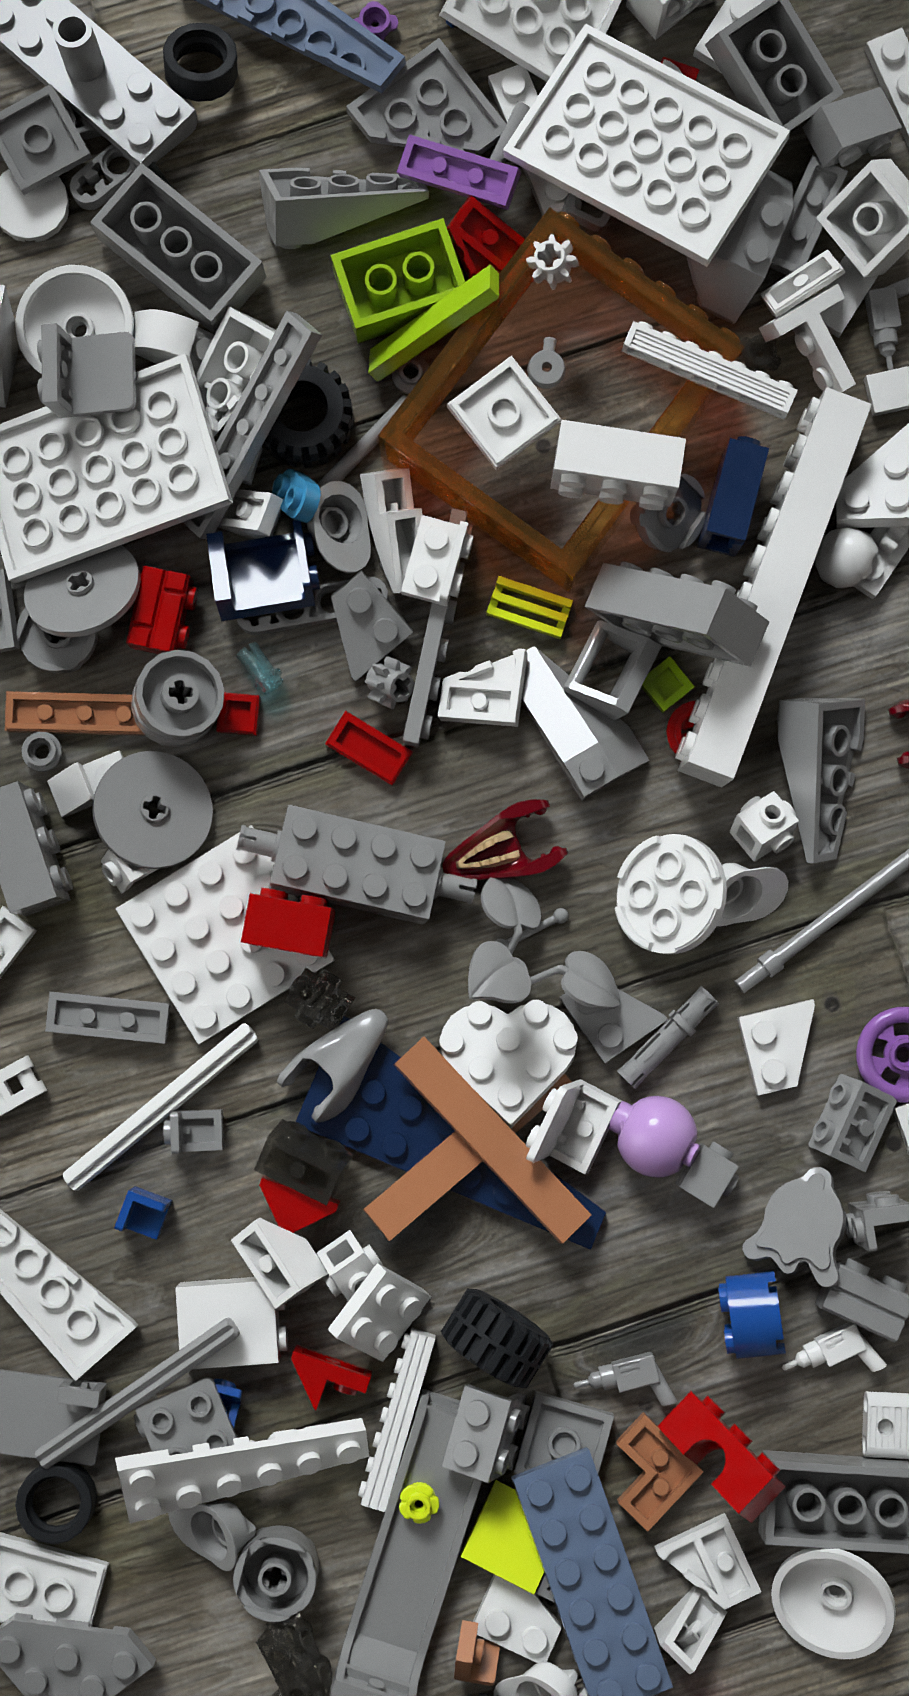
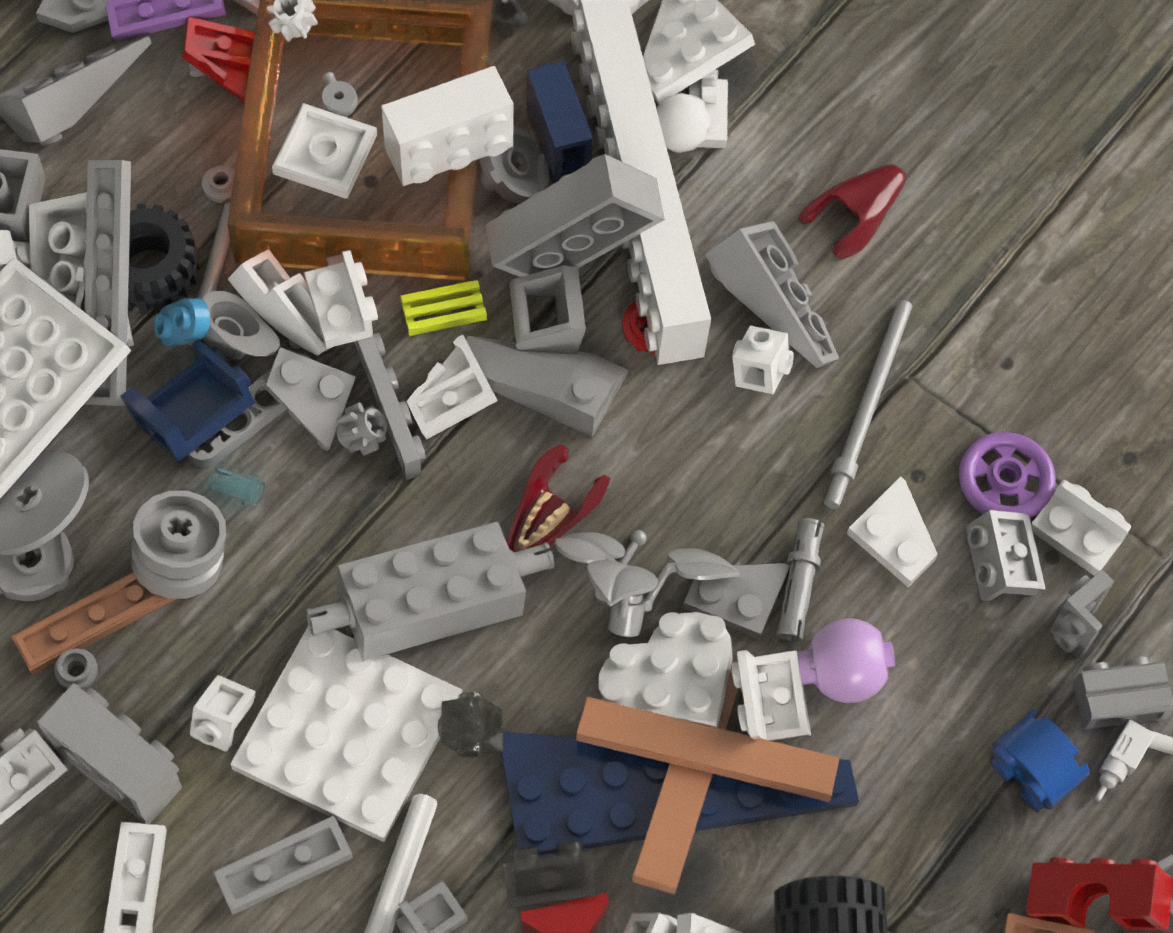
camera: 35 degrees left, 20 degrees down
(77, 784) = (137, 673): white slope -> none
(127, 826) = (196, 679): light grey piece -> none
(161, 611) = (115, 484): red brick -> none
(239, 714) = (243, 536): red tile -> none
(252, 514) = (152, 360): white slope -> none
(287, 924) = (404, 665): red brick -> none
(344, 1057) = (529, 758): light grey animal -> none
(369, 748) = (377, 498): red tile -> none
(396, 278) = (167, 114): lime brick -> none
(434, 323) = (218, 123): lime tile -> none
(631, 1374) = (970, 889): light grey piece -> none
(666, 684) = (603, 300): lime plate -> none
(670, 894) = (721, 455): white tile -> none
(709, 369) = (475, 27): white piece -> none
(709, 1174) = (916, 672): light grey brick -> none
(752, 892) = (781, 423): white piece -> none
(802, 1226) = (1024, 664): light grey tile -> none

